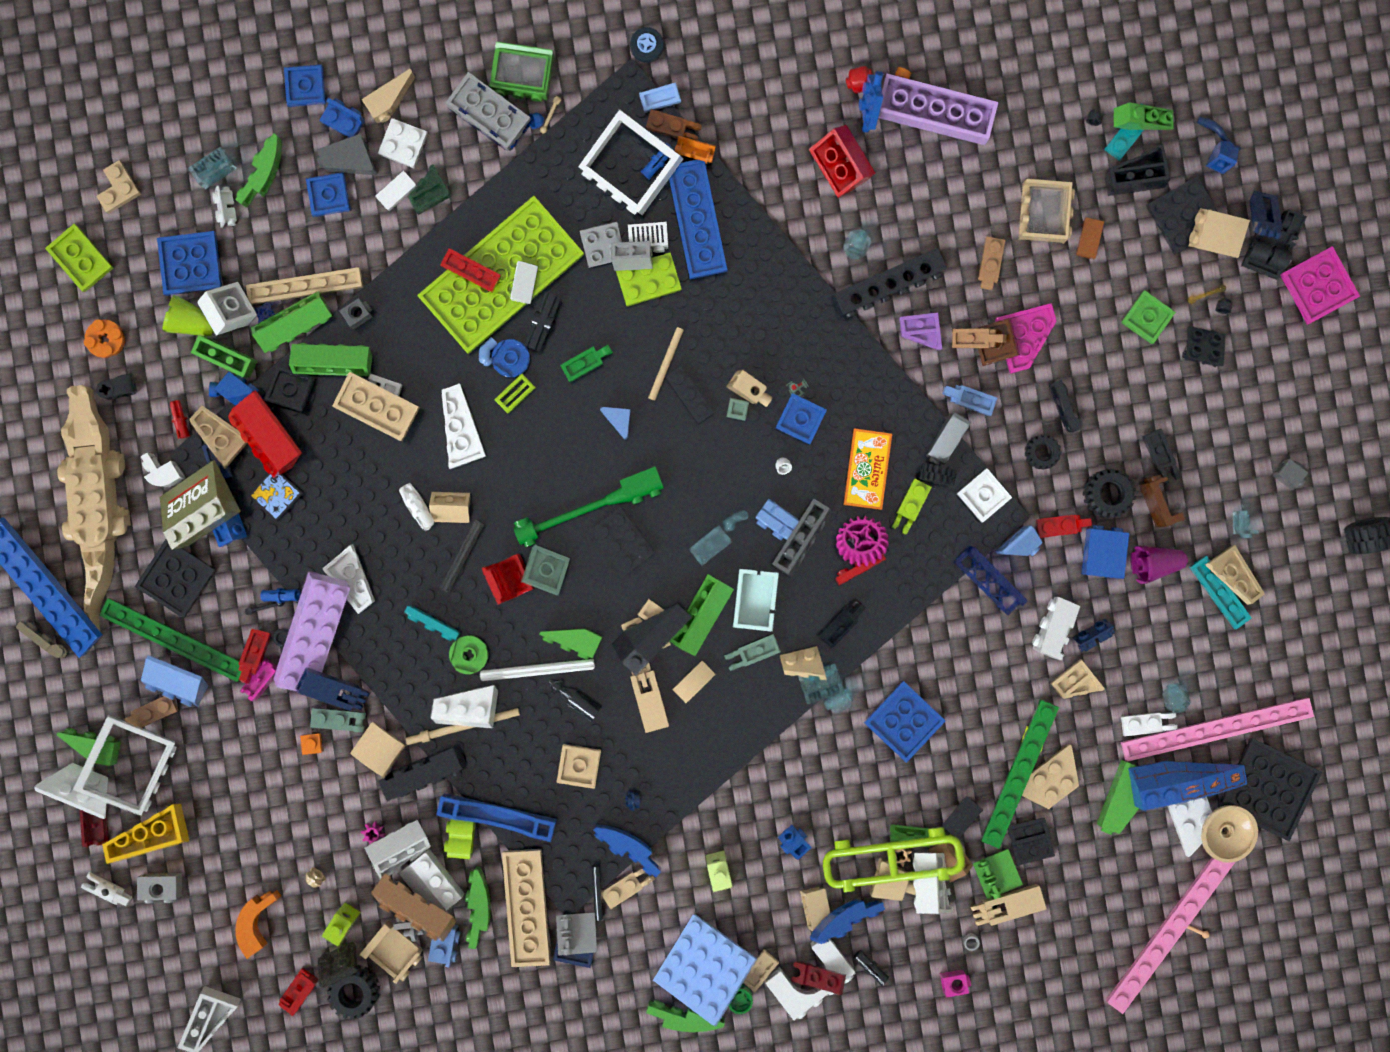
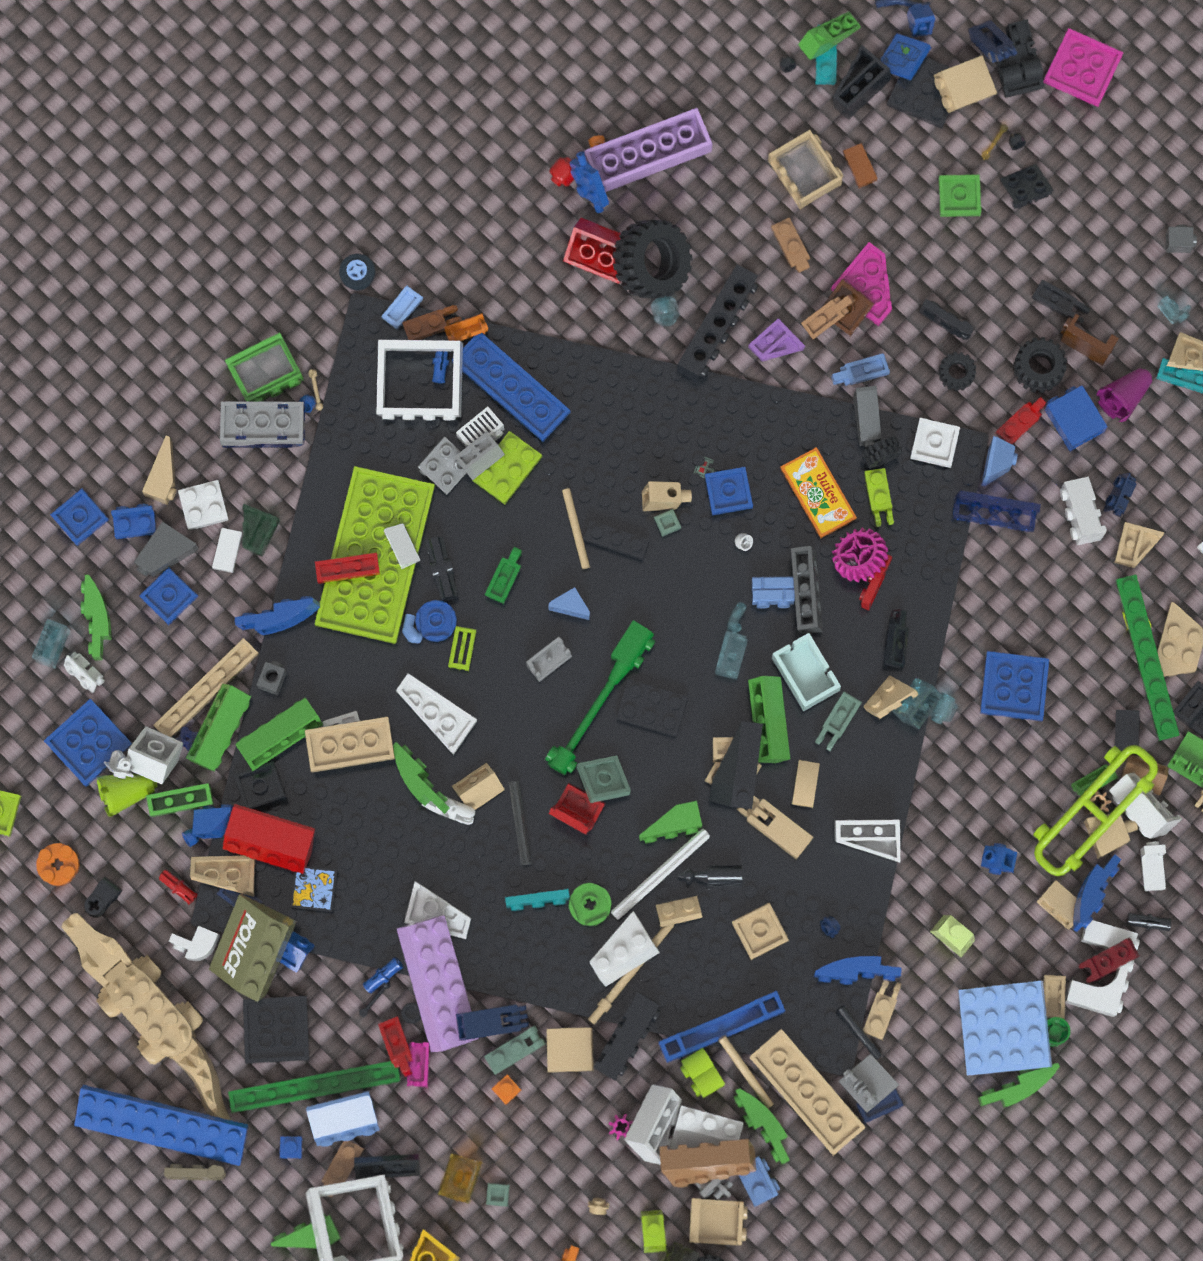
camera: 35 degrees left, 10 degrees down
(126, 671) = (290, 1147): none -> blue plate
(183, 736) = (387, 1165): none -> black plate
(192, 298) = (119, 765): none -> white hinge
(230, 785) = (460, 1178): none -> clear yellow slope
(250, 815) = (497, 1194): none -> sand green tile
(396, 272) = (284, 616): none -> blue slope
(405, 466) = (416, 778): none -> bright green slope
(492, 860) = (745, 1071): none -> tan bar
(530, 707) = (678, 911): none -> tan plate
(572, 449) = (548, 659): none -> light grey hinge
(711, 756) = (872, 836): none -> white wedge
(890, 212) = (631, 264): none -> black tyre
(905, 930) = (1153, 866): none -> white bracket
(1189, 177) = (905, 56): none -> blue tile

